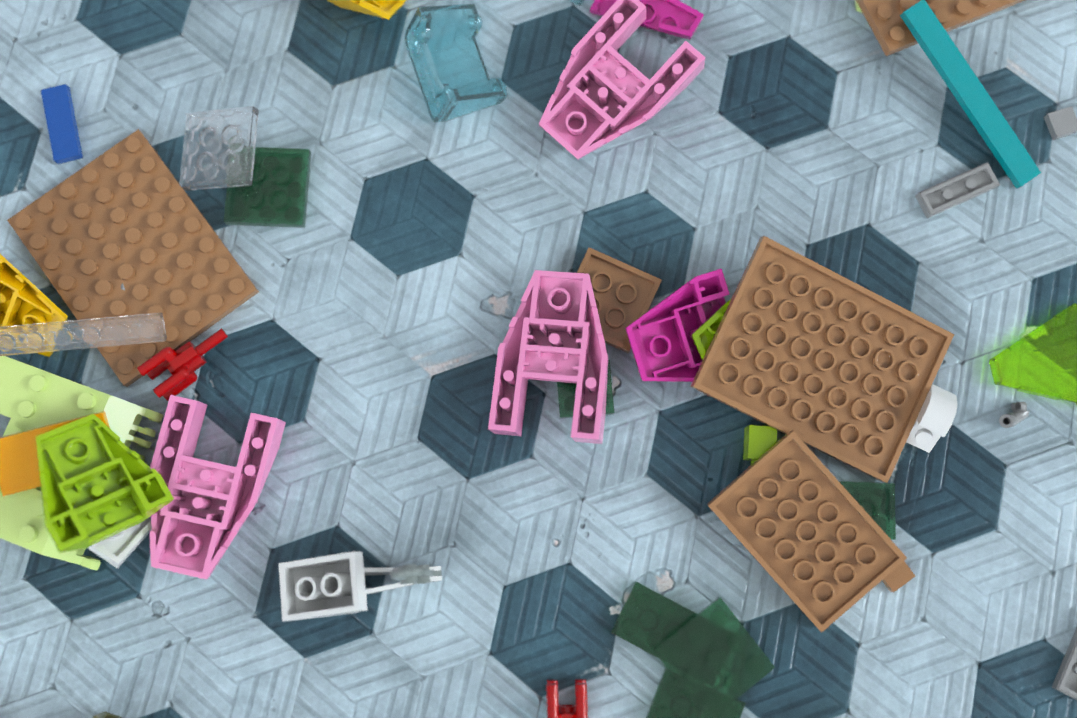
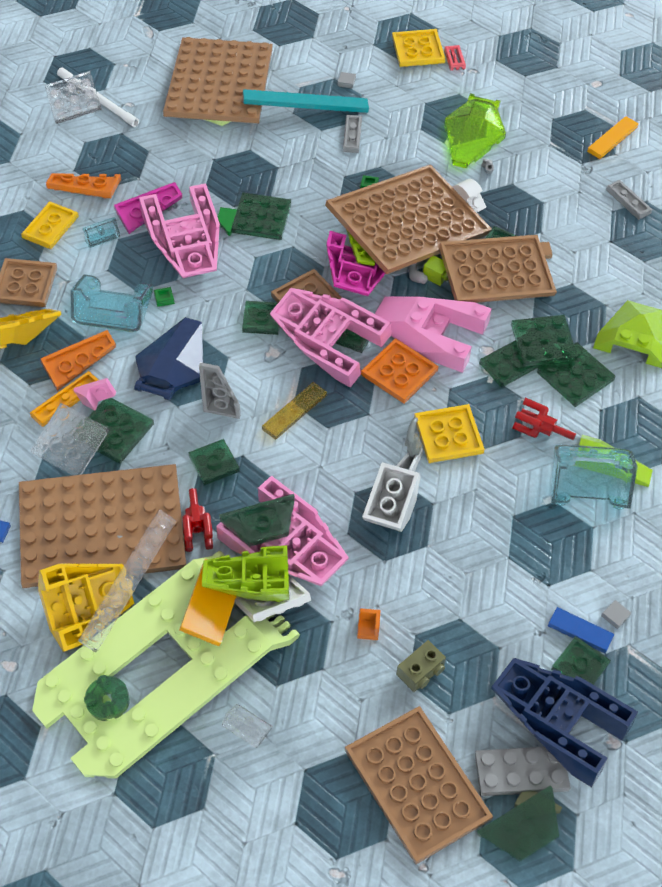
camera: 65 degrees left, 25 degrees down
(146, 647) = (368, 624): none -> orange panel
(195, 448) = (261, 521): none -> clear green wing
(283, 332) = (213, 462): none -> clear green plate
(287, 103) = (66, 396): none -> light orange tile
(292, 131) = (93, 392): none -> bright pink slope
(345, 77) = (74, 359): none -> orange wing
(371, 277) = (216, 392): none -> light grey wedge
(410, 191) = (171, 360): none -> dark blue windscreen
(419, 383) = (294, 410): none -> clear yellow tile
(486, 602) = (449, 433): none -> yellow plate
(508, 119) = (164, 296): none -> green tile
(540, 252) = (258, 318): none -> clear green plate
(554, 484) = (399, 370): none -> orange plate
(655, 466) = (423, 320): none -> bright pink wedge
(687, 117) = (226, 219): none -> green tile
(721, 158) = (261, 216): none -> clear green plate
(735, 424) = (417, 276): none -> light grey arm
(872, 266) = (368, 180): none -> green tile

